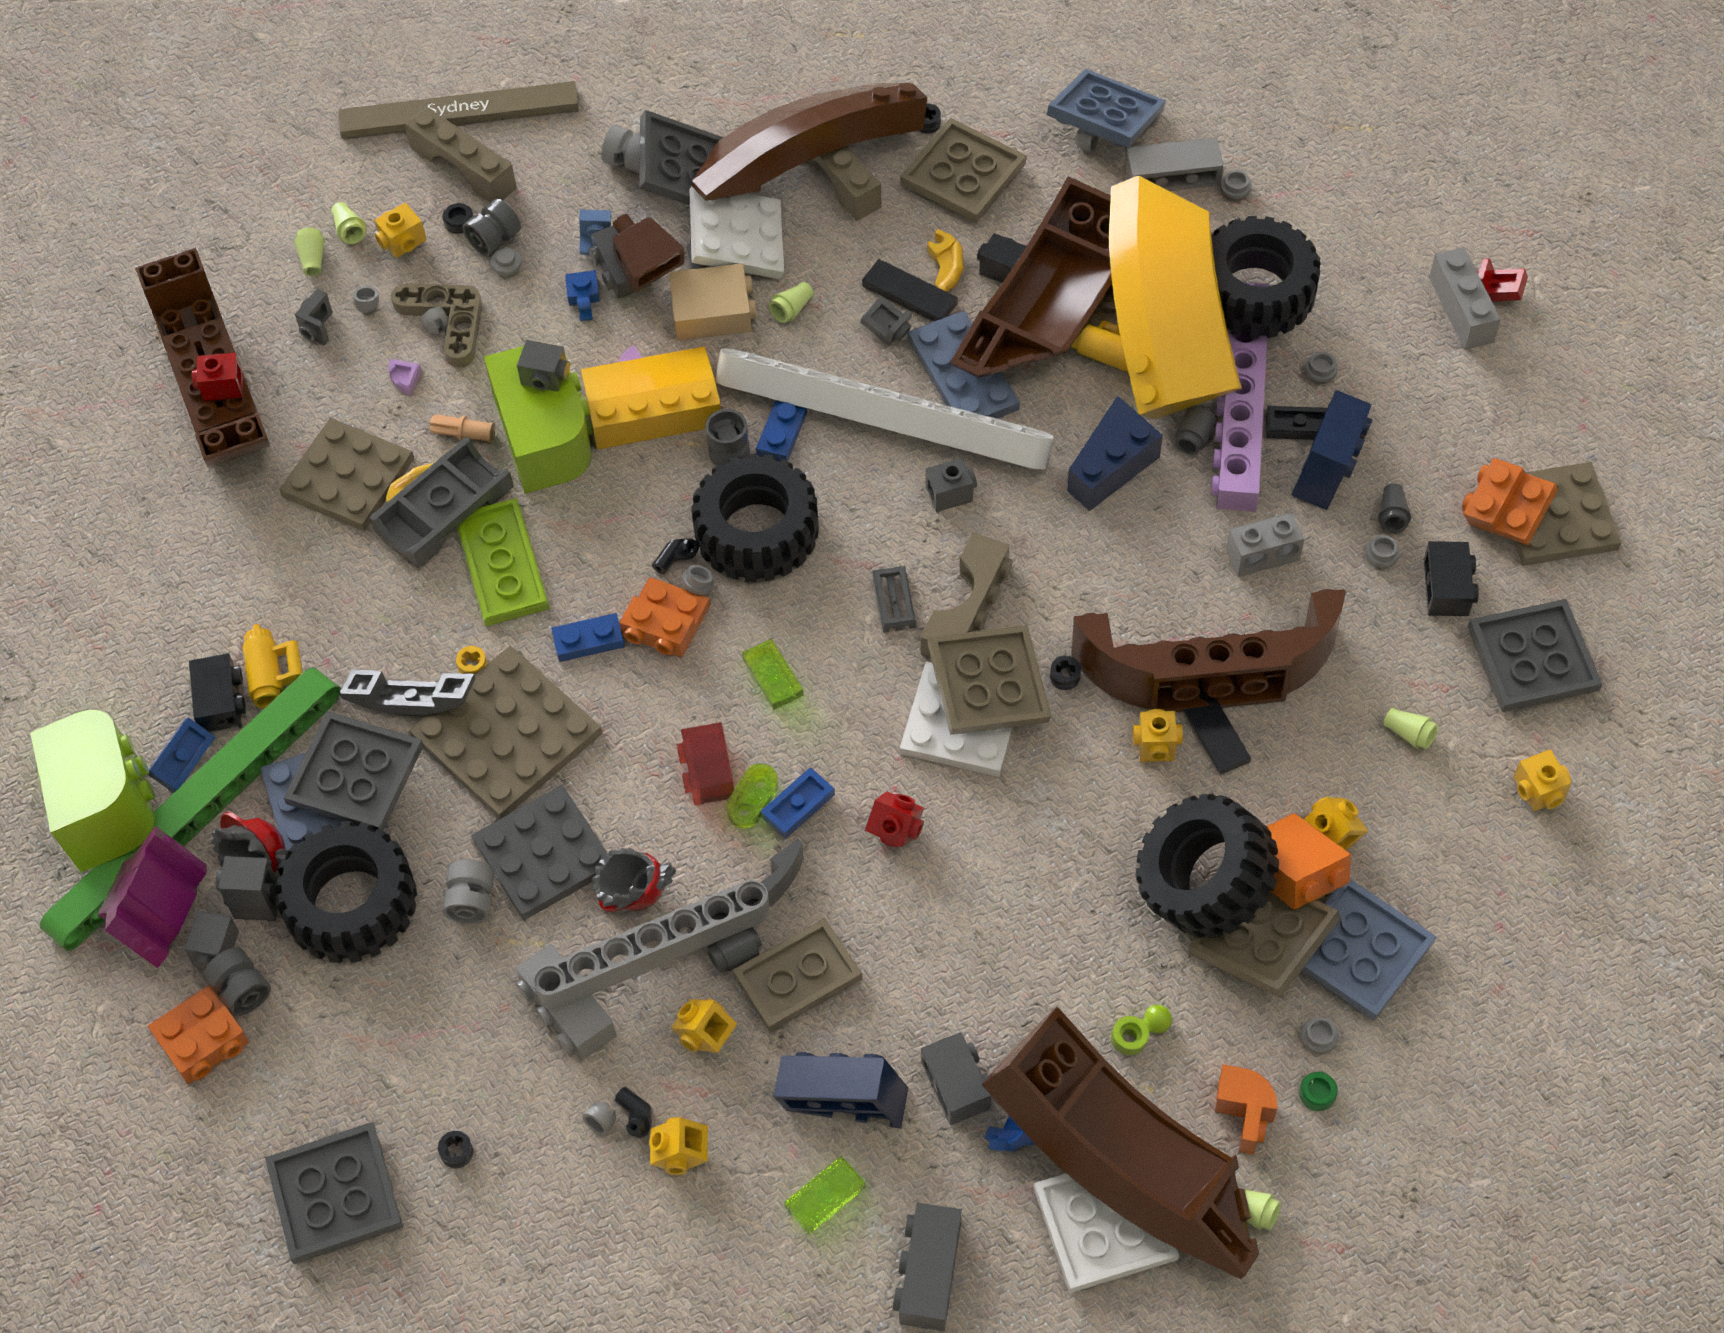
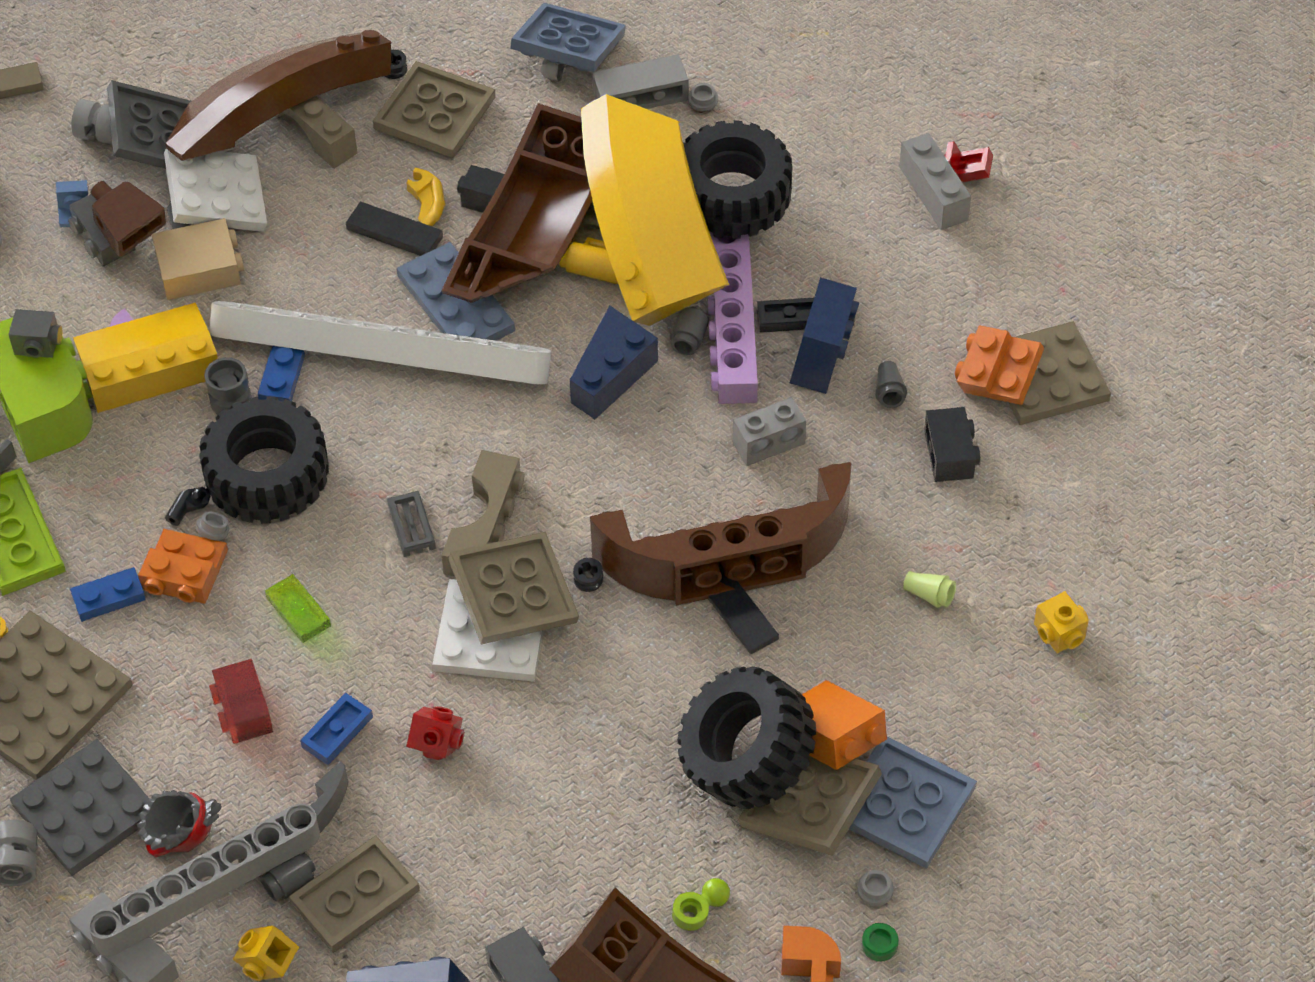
camera: 10 degrees left, 5 degrees down
(582, 291) = (66, 262): blue plate -> none
(749, 797) = (288, 729): clear neon green plate -> none
(789, 303) = (275, 253): yellowish green cone -> none
(886, 321) = (374, 259): dark grey bracket -> none
(950, 484) = (454, 408): dark grey brick -> none
(1157, 735) = (685, 623): yellow brick -> none
(1321, 367) = (805, 259): light grey plate -> none
(1337, 820) = (869, 681): yellow brick -> none
(1383, 551) = (884, 425): light grey plate -> none
(1534, 655) = (1040, 507): dark grey plate -> none

